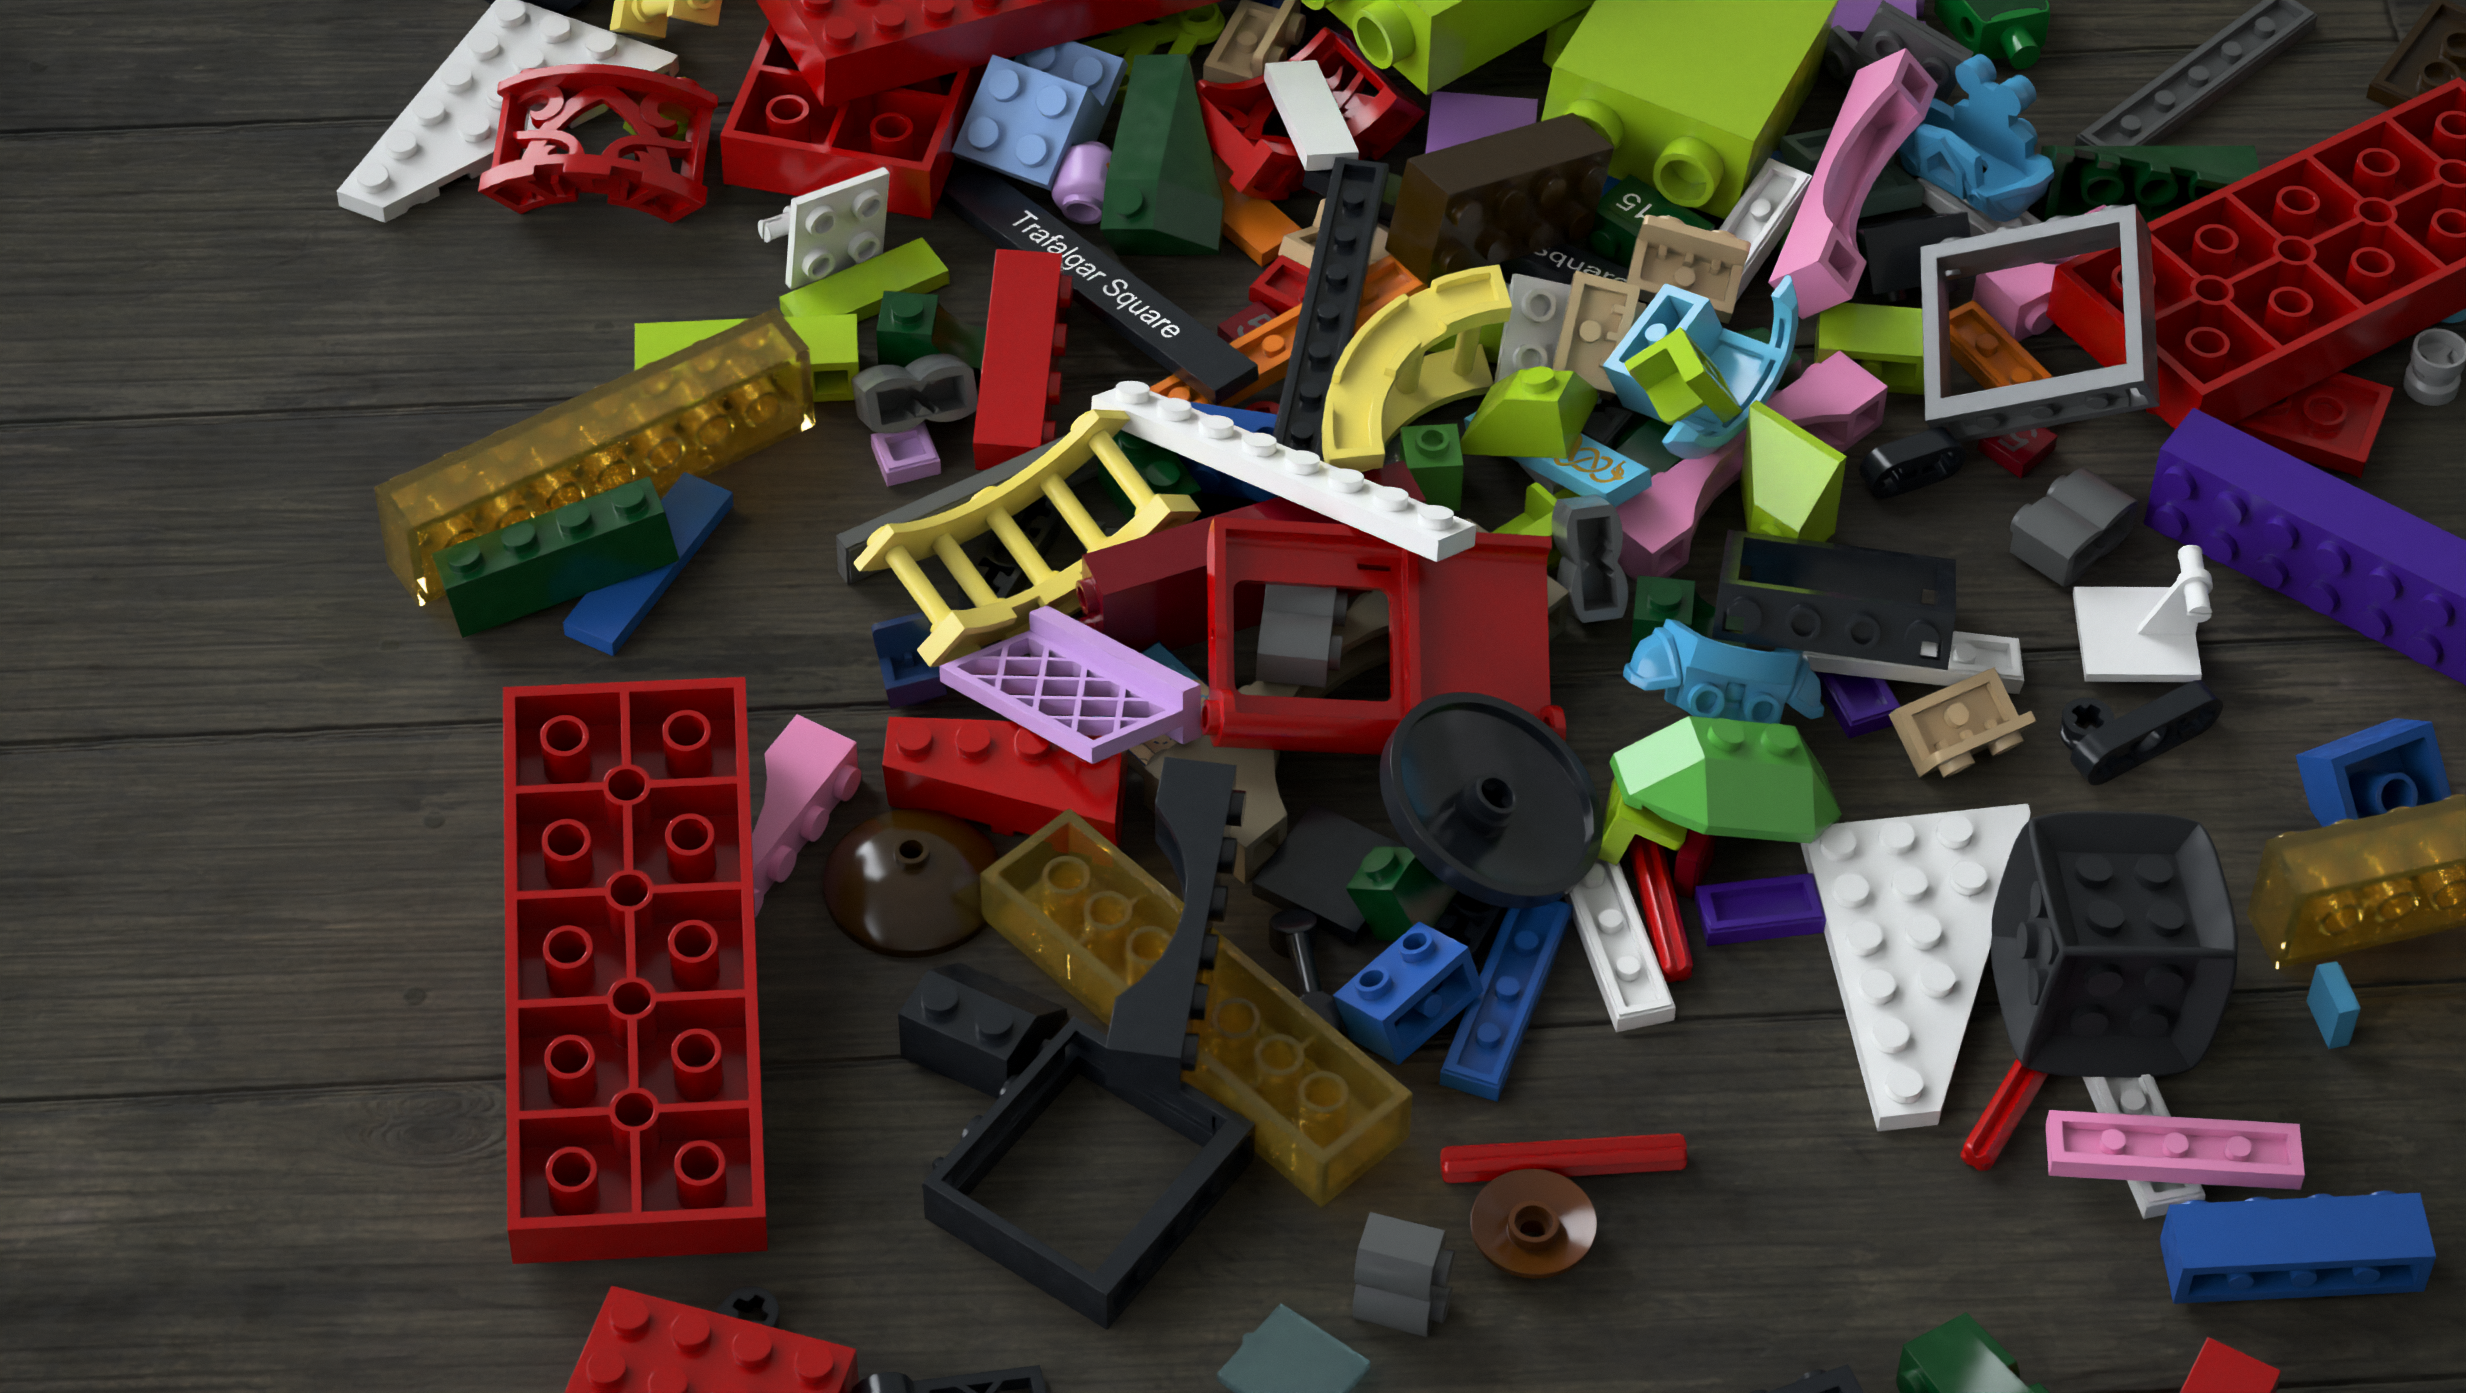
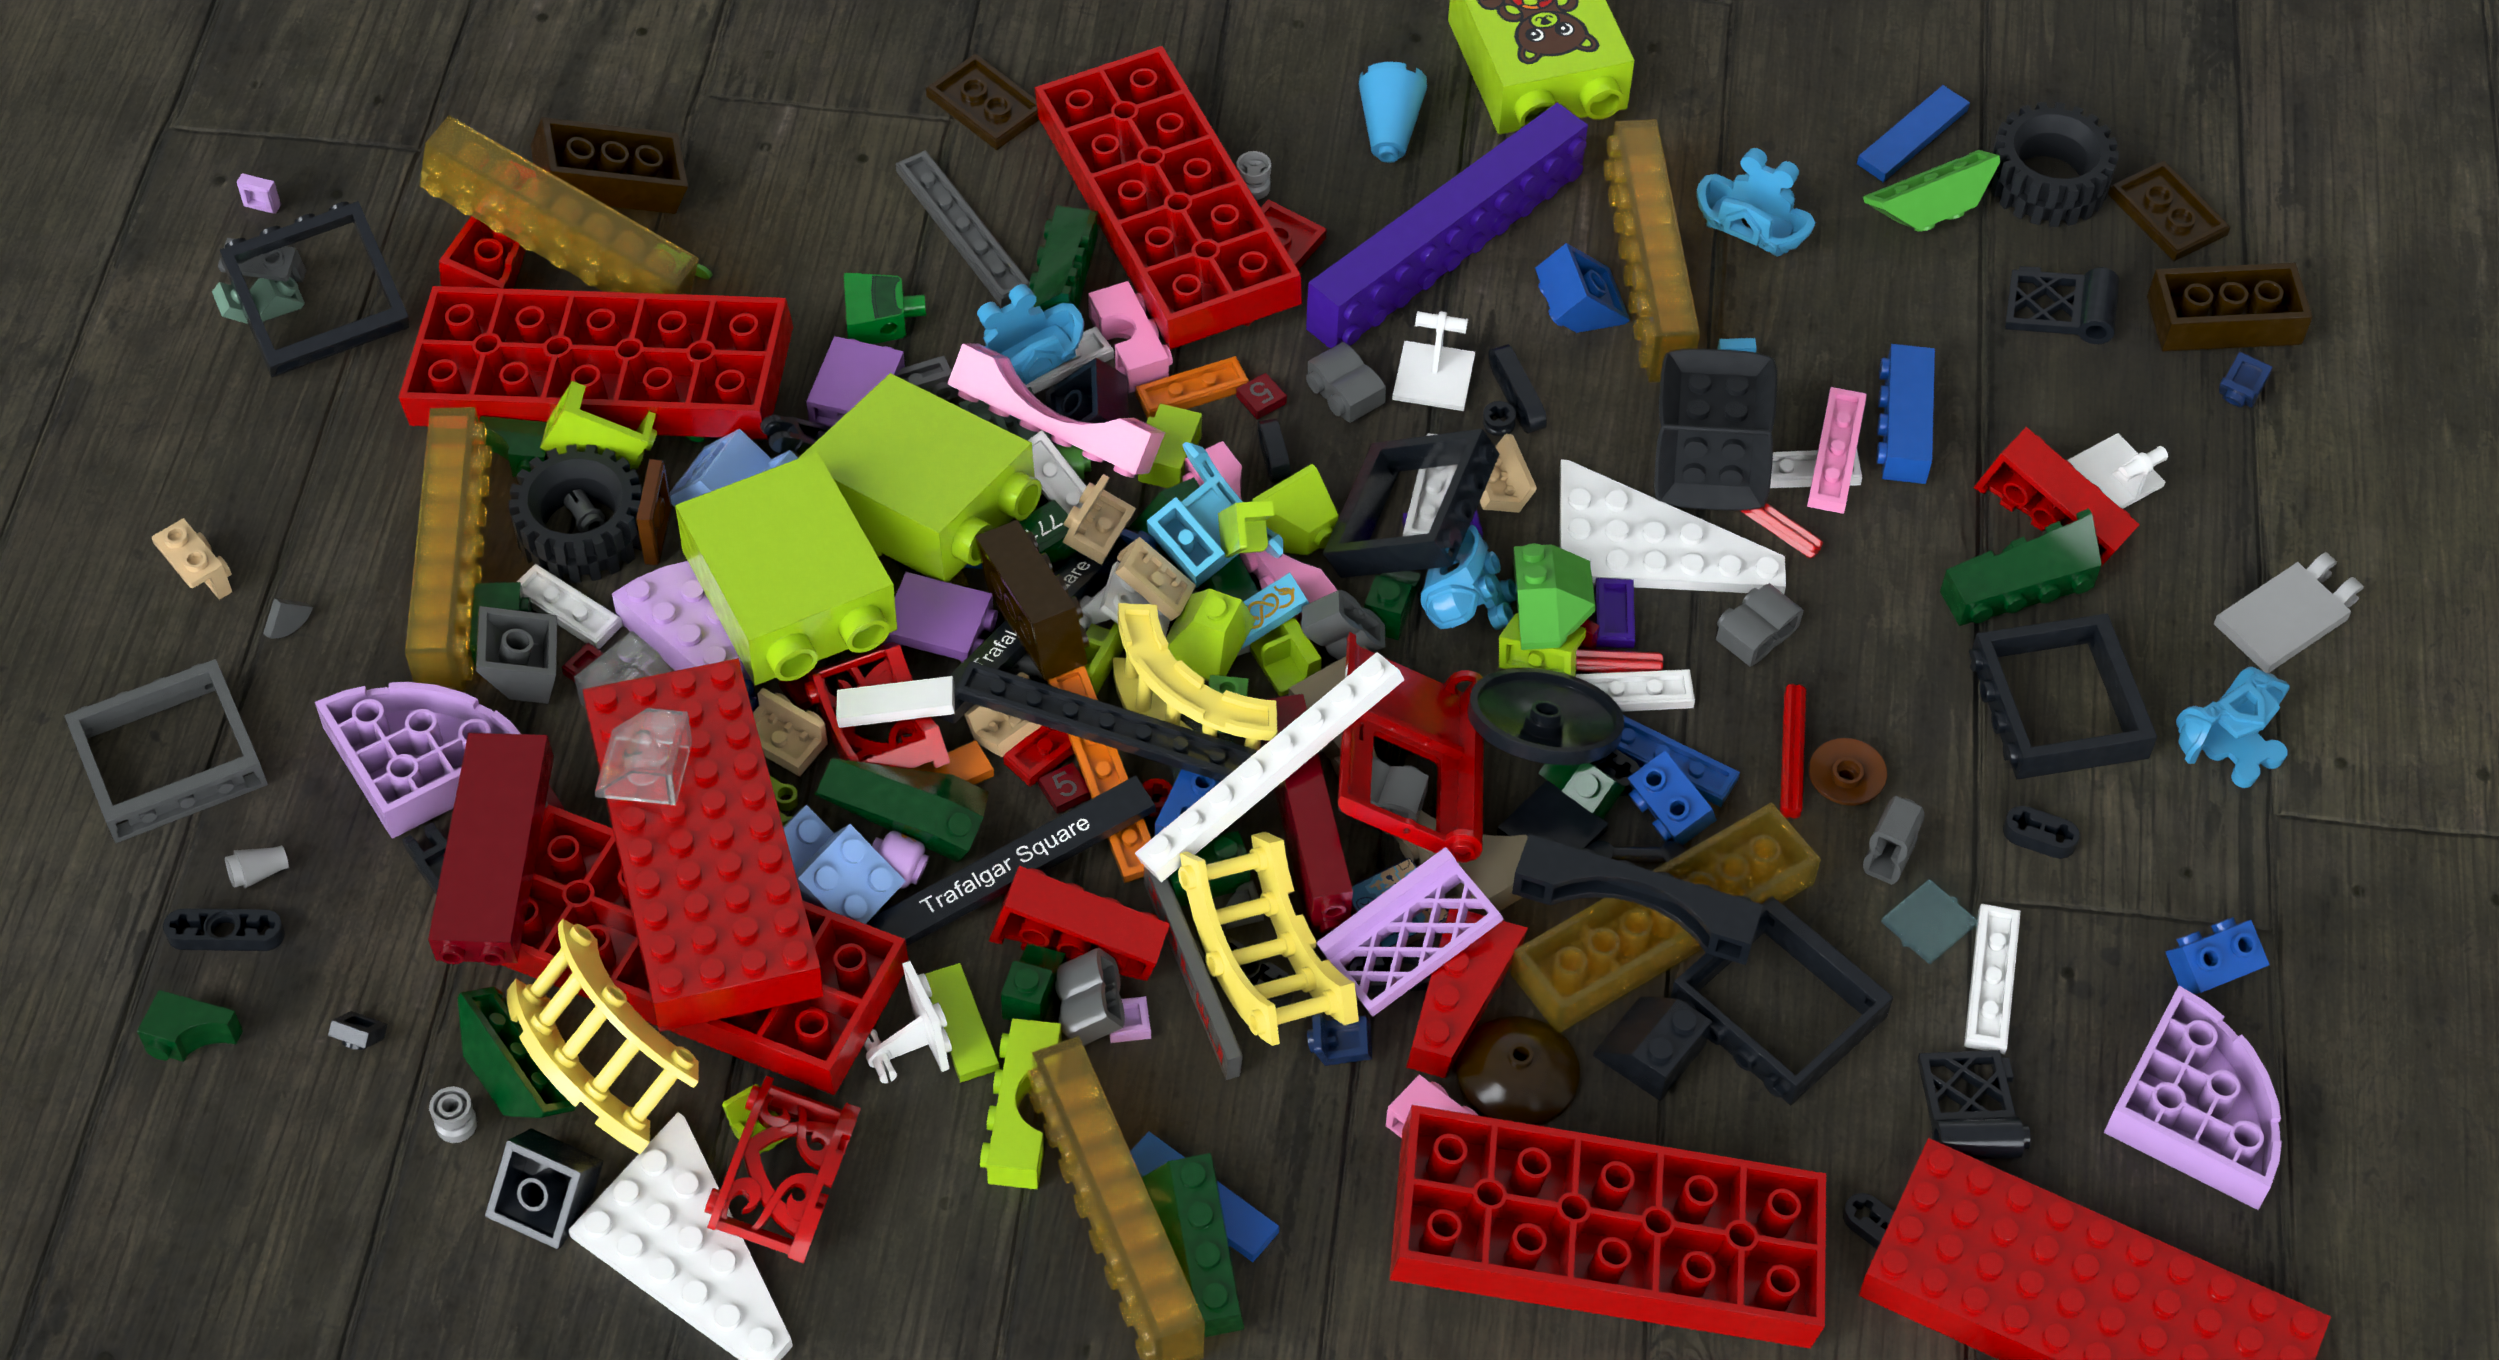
camera: 80 degrees left, 5 degrees up
(1787, 1085) = (1758, 624): none -> dark grey brick
(1896, 30) = (926, 352): dark grey bracket -> none
(2057, 398) = (1149, 336): dark grey window -> none

